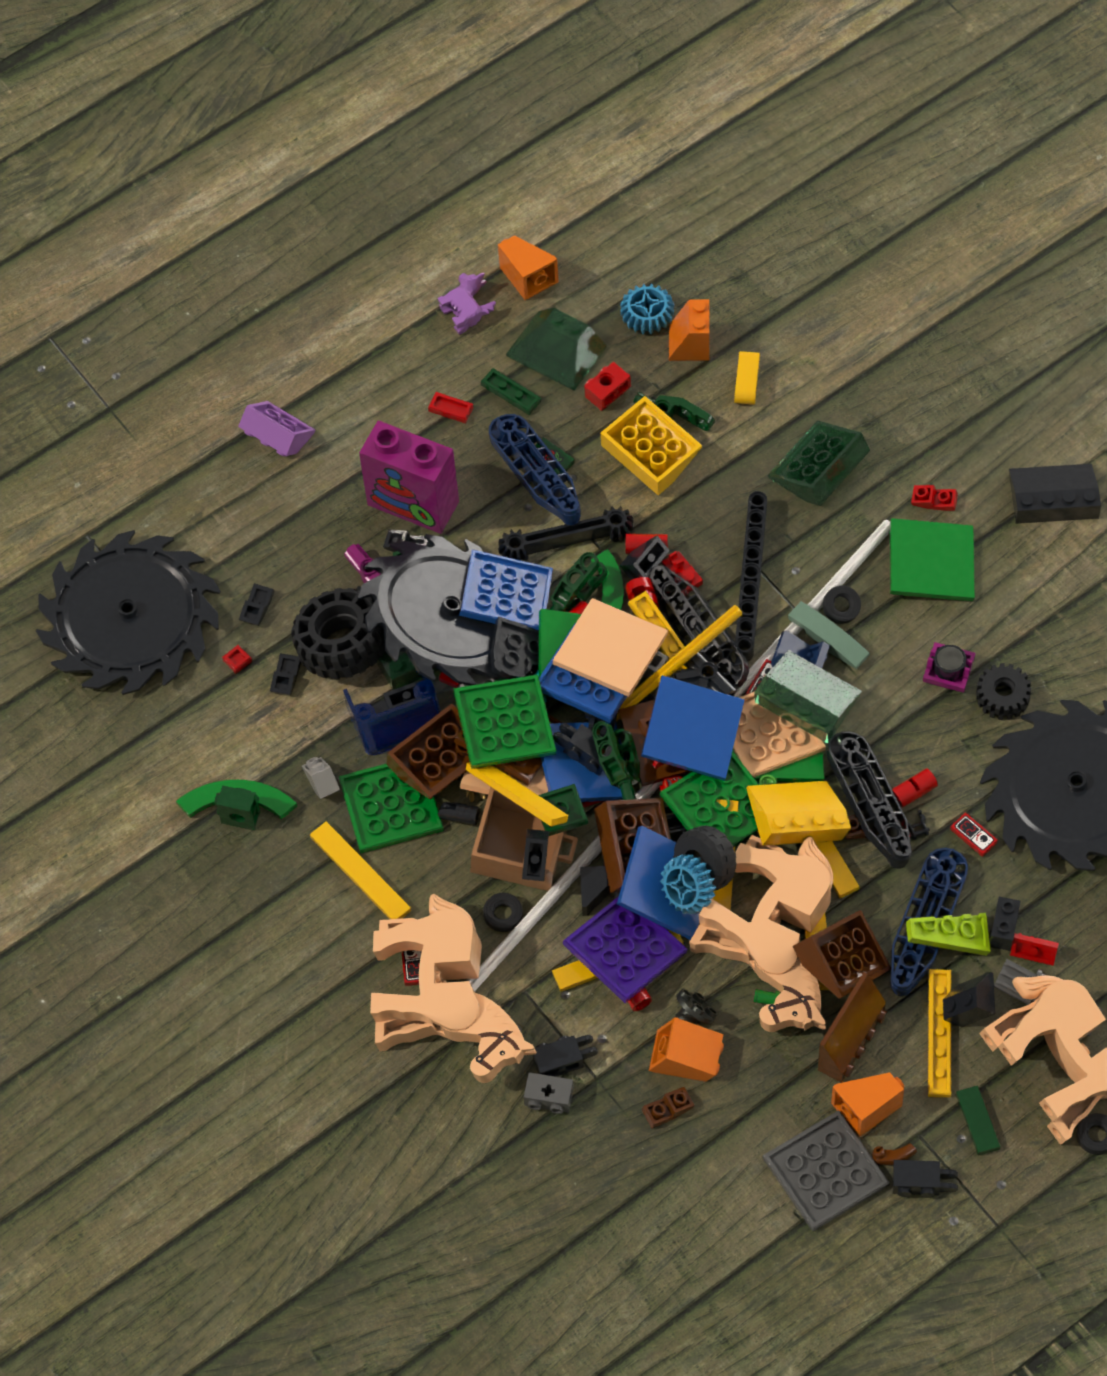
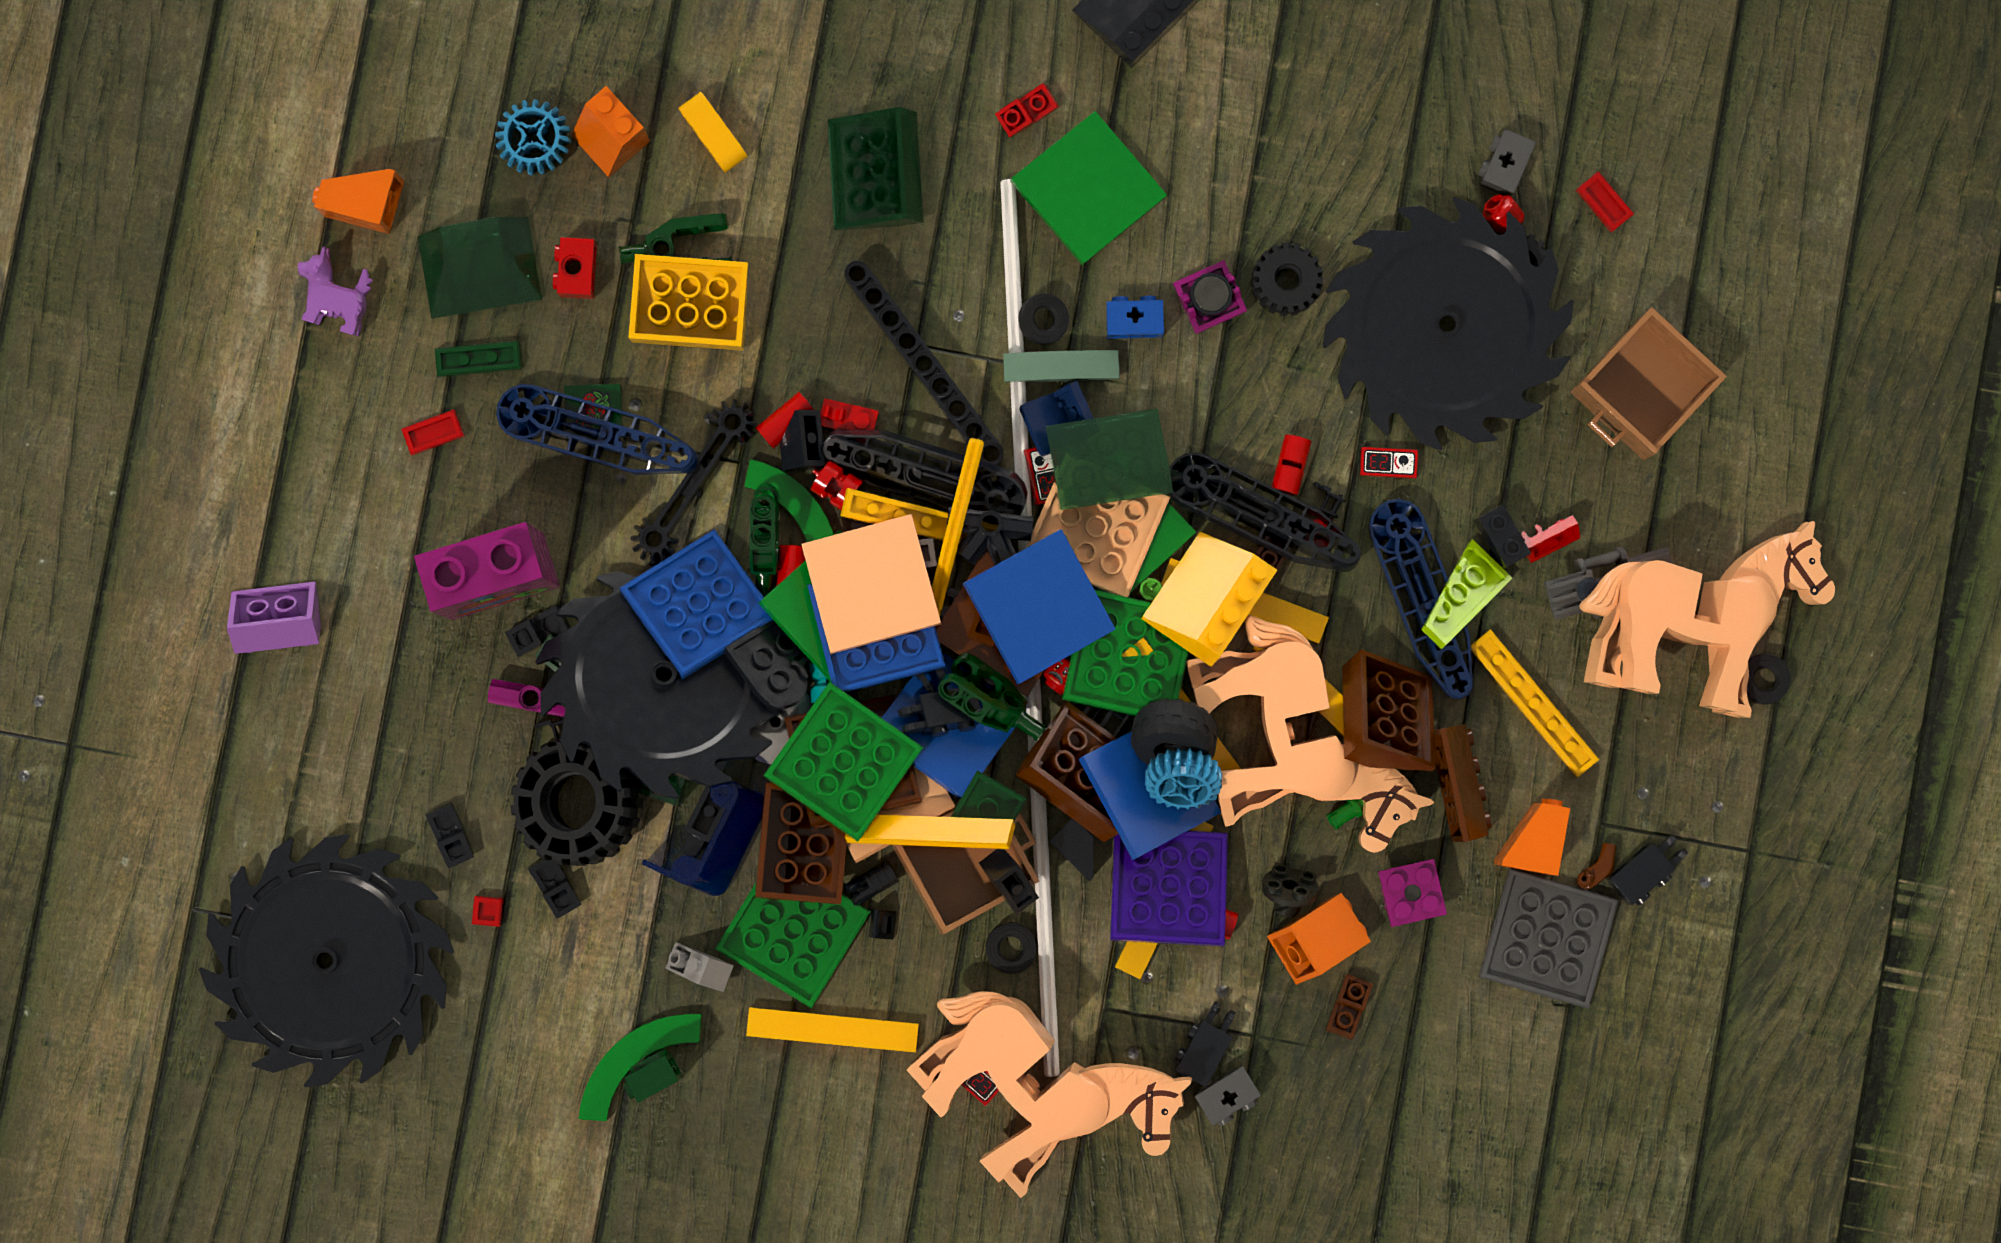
camera: 50 degrees left, 25 degrees up
(443, 840) = (882, 924): none -> black slope
(765, 1069) = (1411, 892): none -> magenta piece
(894, 644) = (1148, 326): none -> blue brick
(970, 1001) = (1541, 649): black slope -> none
(977, 1120) = (1644, 762): dark green tile -> none

